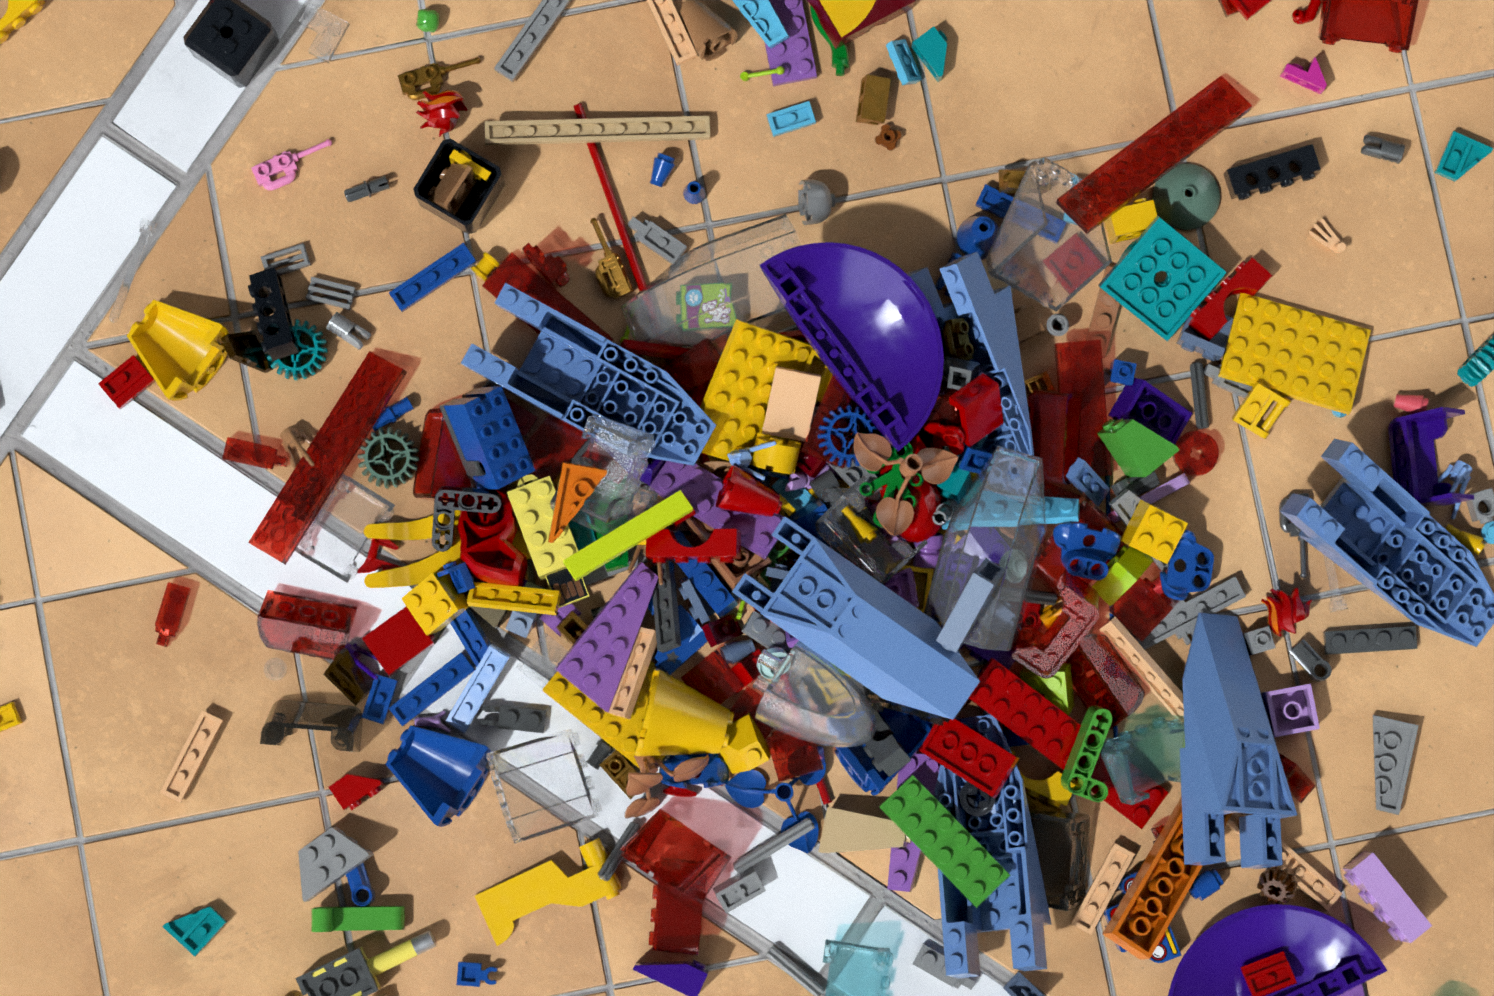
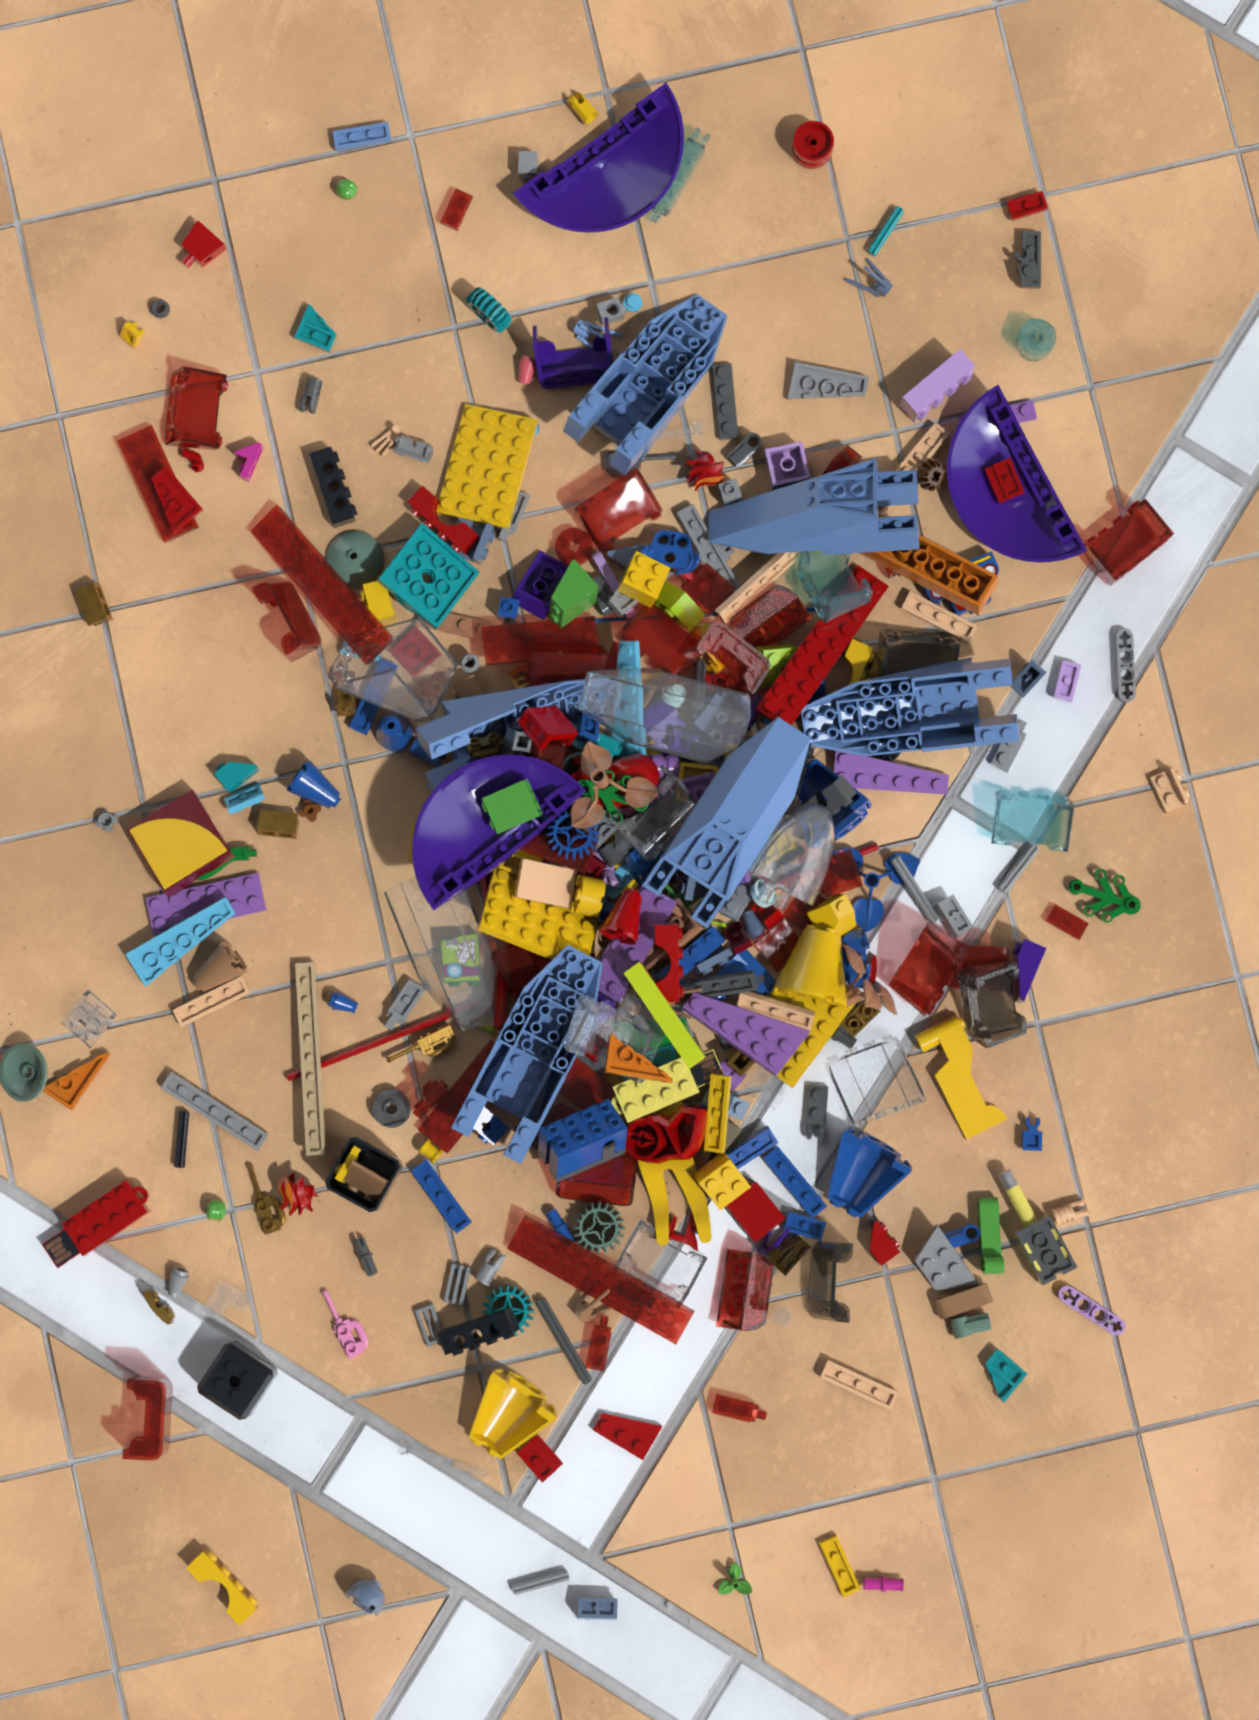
camera: 90 degrees left, 0 degrees up
(148, 487) = (628, 1433): none -> red wing
(247, 350) = (510, 1353): dark brown wing -> none
(254, 884) = (965, 1326): none -> sand green piece
(260, 414) = (564, 1341): none -> dark grey axle
(283, 884) = (963, 1301): none -> medium nougat beam
(433, 721) = (821, 1179): lavender bar -> none
(449, 508) = (642, 1170): black beam -> none
(460, 576) = (701, 1159): blue bracket -> none
(478, 688) = (793, 1142): light blue tile -> none
(507, 339) = (494, 1127): none -> blue brick
(526, 216) = (382, 1102): none -> flat silver plate
(615, 857) = (931, 1020): dark grey axle -> none
(633, 931) = (990, 1003): none -> clear smoke windscreen
(694, 197) = (365, 978): blue cone -> none
(743, 457) = (593, 923): light blue plant -> none
(745, 76) = (258, 934): lime hinge -> none
(791, 119) = (296, 893): medium azure plate -> none
(815, 201) = (368, 870): light grey cylinder -> none
(858, 832) = (901, 818): tan slope -> none
(864, 530) = (650, 820): yellow cone -> none
(882, 363) = (511, 806): none -> bright green brick
(915, 141) = (314, 786): none -> blue cone
(944, 511) = (634, 751): dark grey pin -> none
(944, 841) = (908, 745): bright green plate -> none
(947, 436) = (570, 748): red plate -> none
(969, 755) = (837, 726): red plate -> none
(970, 605) = (716, 725): slope -> none
(970, 804) = (875, 726): black gear -> none
(1070, 540) = (654, 647): blue piece -> none
(1087, 481) = (602, 635): medium blue plate -> none
(1091, 751) = (829, 626): bright green beam -> none
(1102, 131) = (303, 635): none -> clear red windscreen
(1184, 511) = (622, 556): none -> sand blue slope
(1199, 395) = (526, 544): dark grey axle -> none
(1206, 884) = (932, 531): blue brick -> none
(1240, 506) = (617, 509): none -> clear red windscreen
(1255, 406) = (534, 498): yellow plate -> none
(1313, 276) = (405, 447): none -> light grey hinge
(1470, 541) = (641, 320): yellow cone -> none

